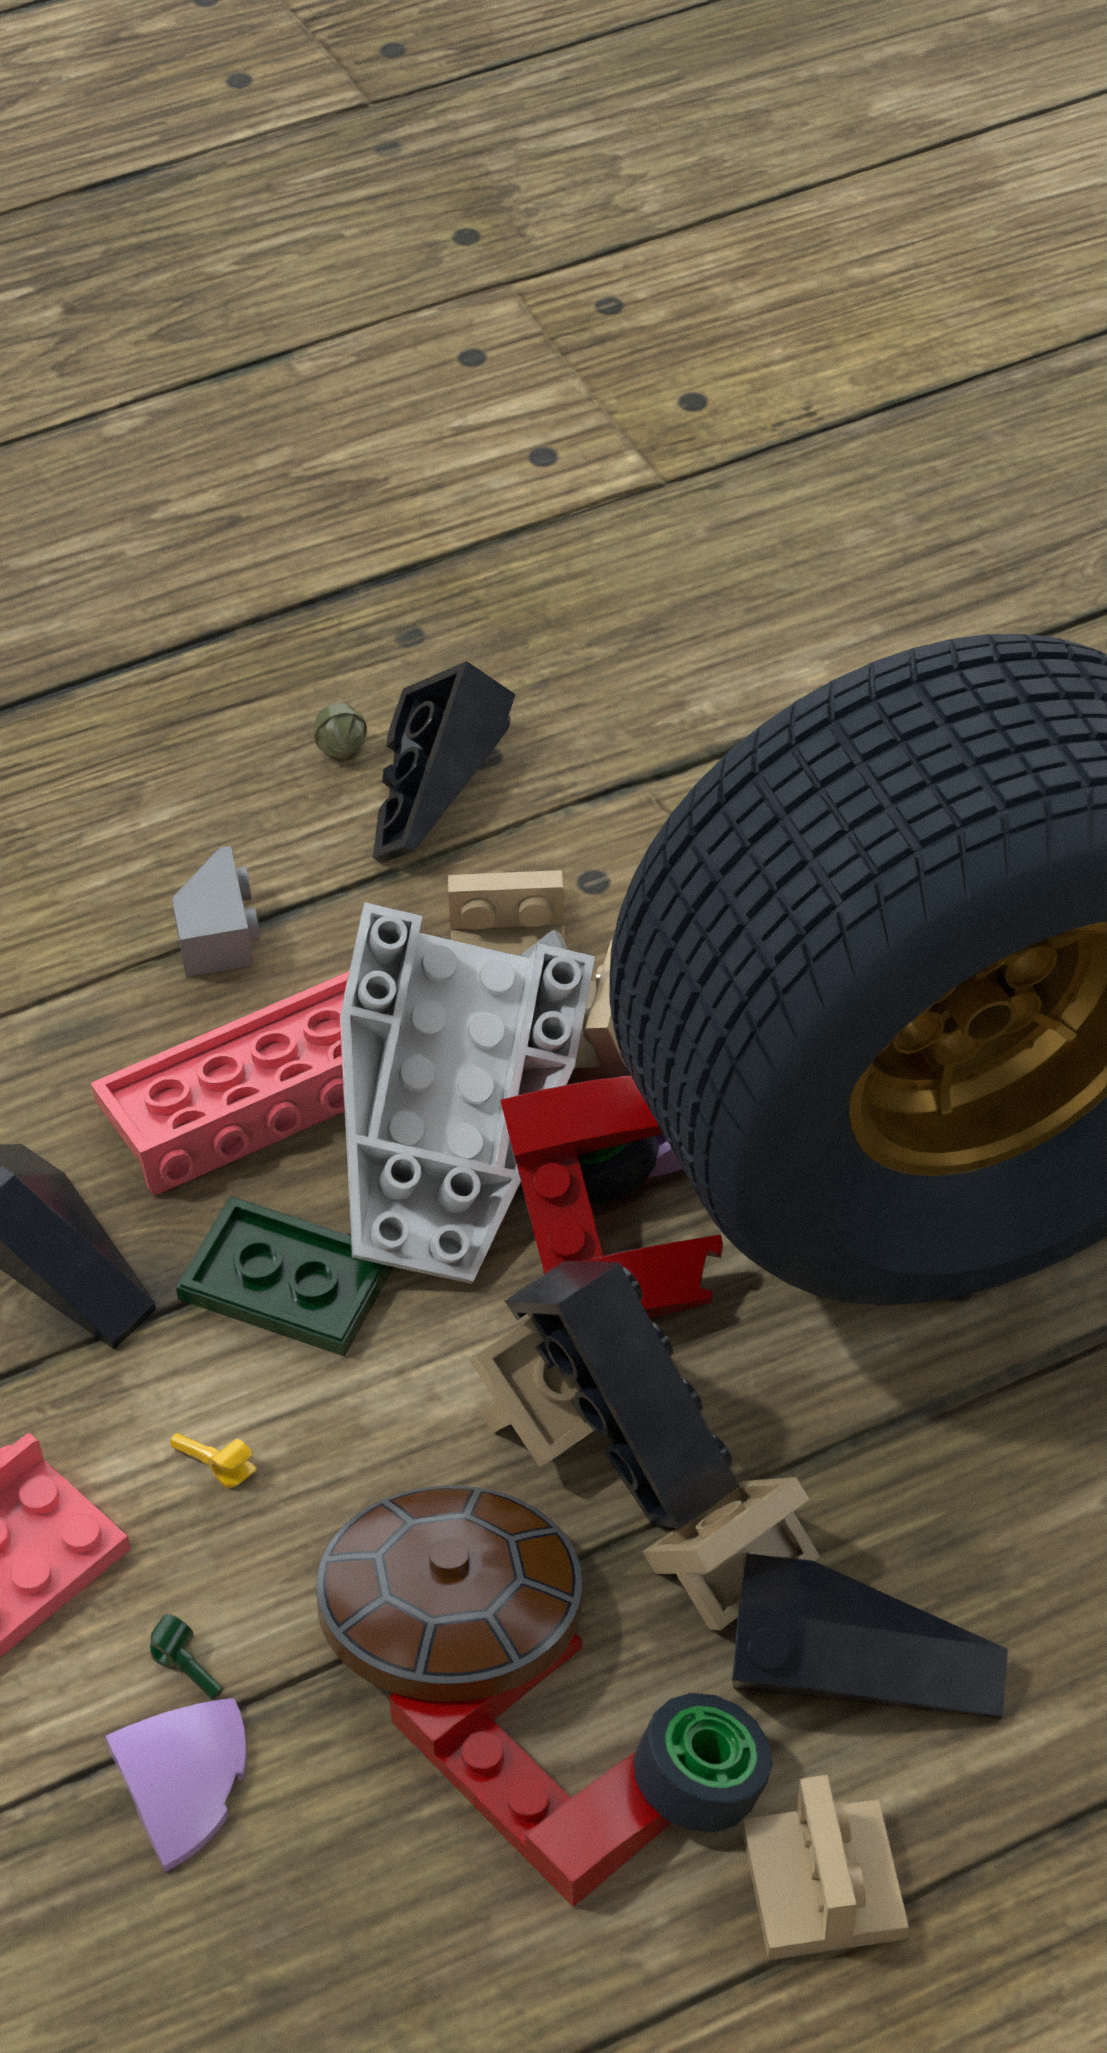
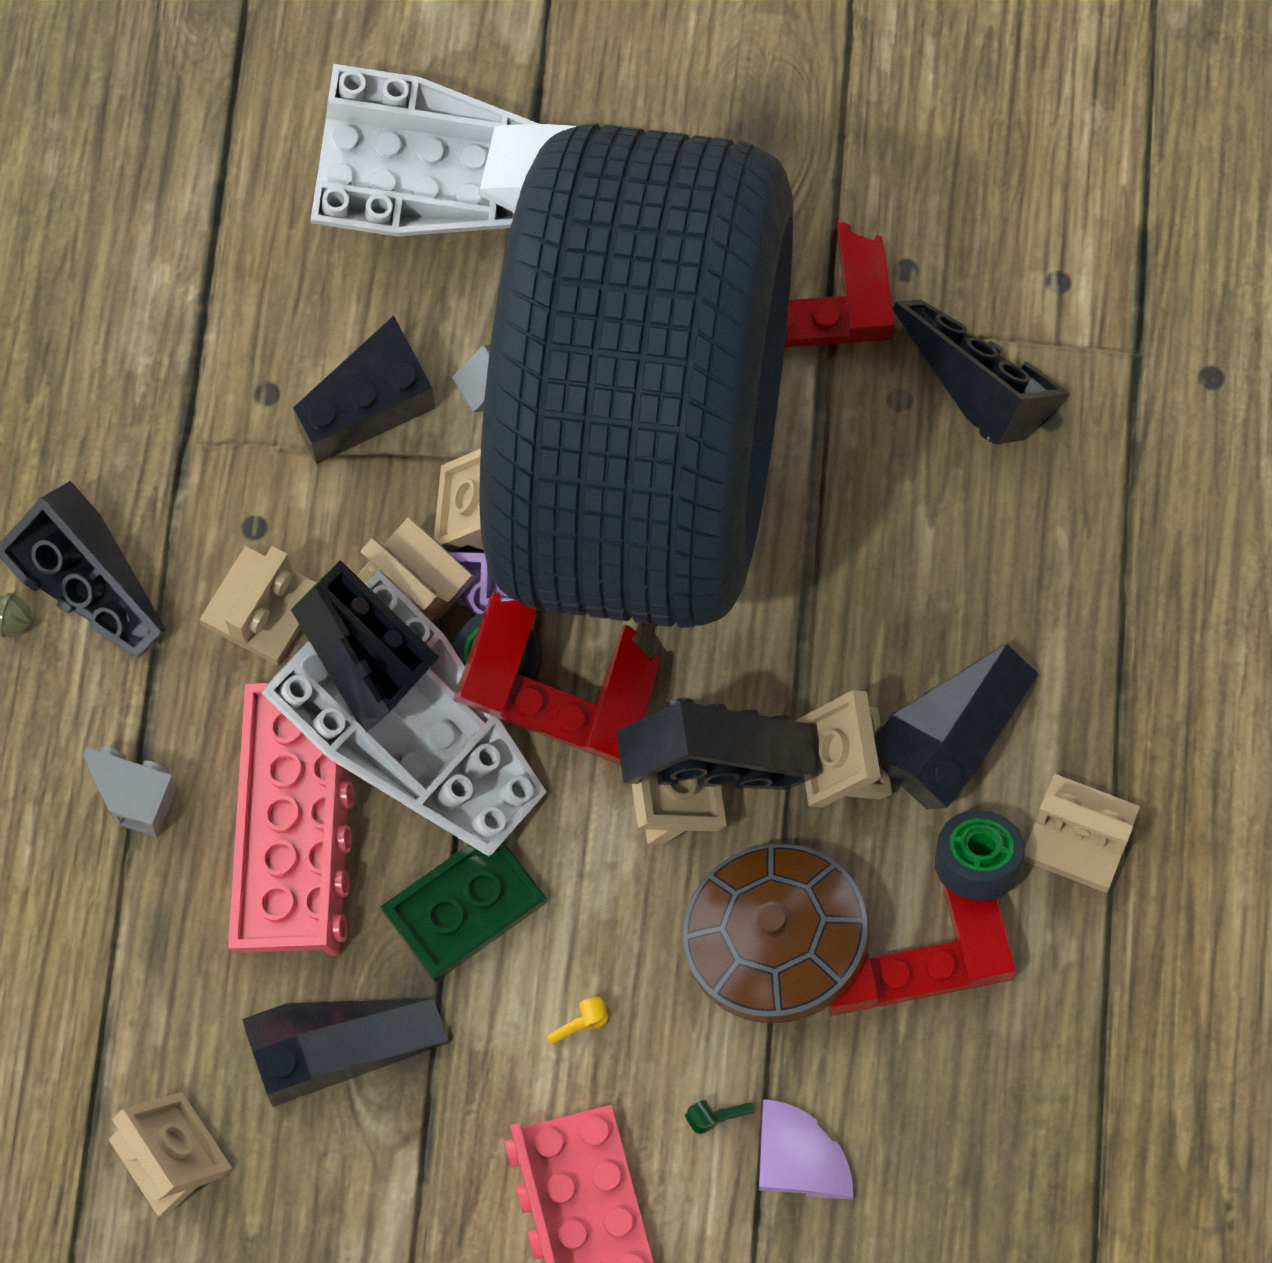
camera: 60 degrees left, 20 degrees up
(491, 977) = (362, 644): none -> black wedge

